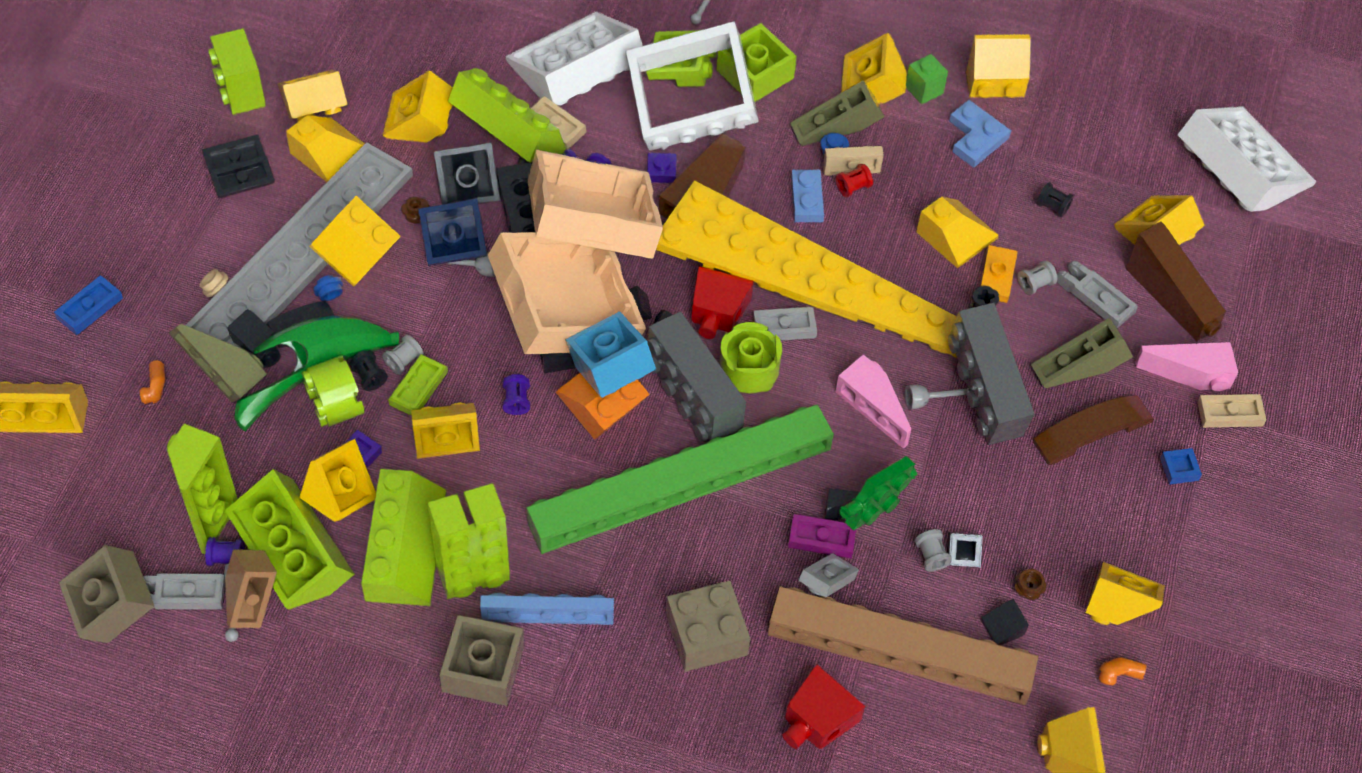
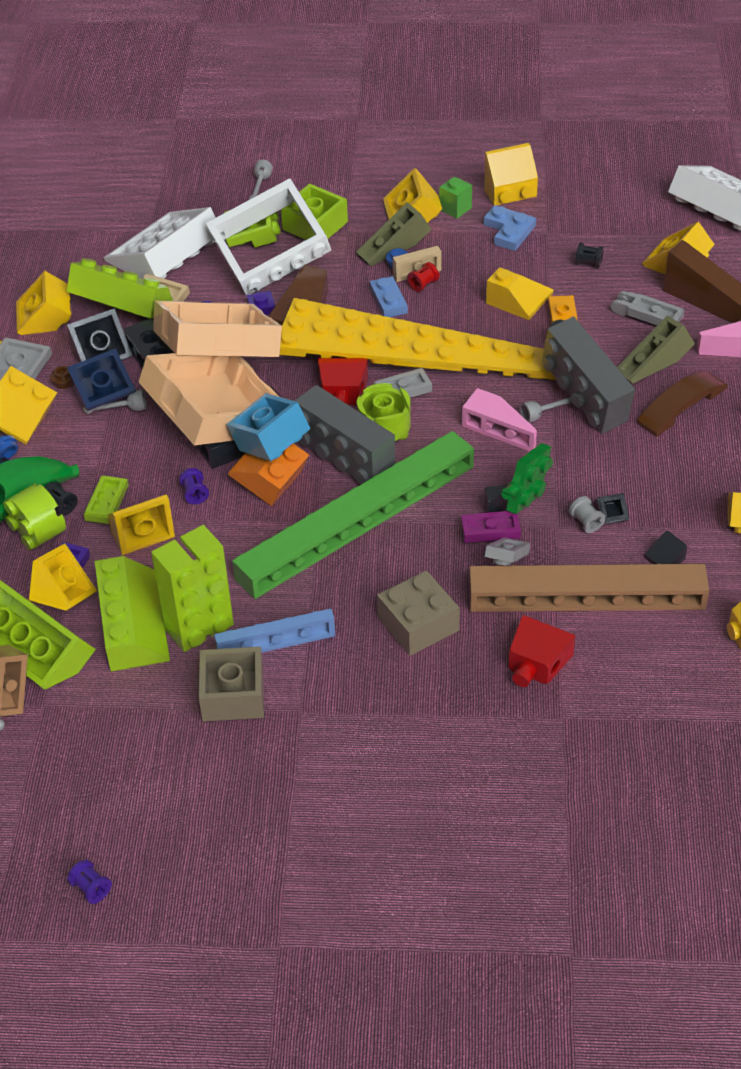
camera: 10 degrees left, 10 degrees down
(402, 354) = (85, 480): light grey bush -> none
(1032, 577) = (676, 519): reddish brown plate -> none
(1037, 277) = (593, 311): light grey bush -> none

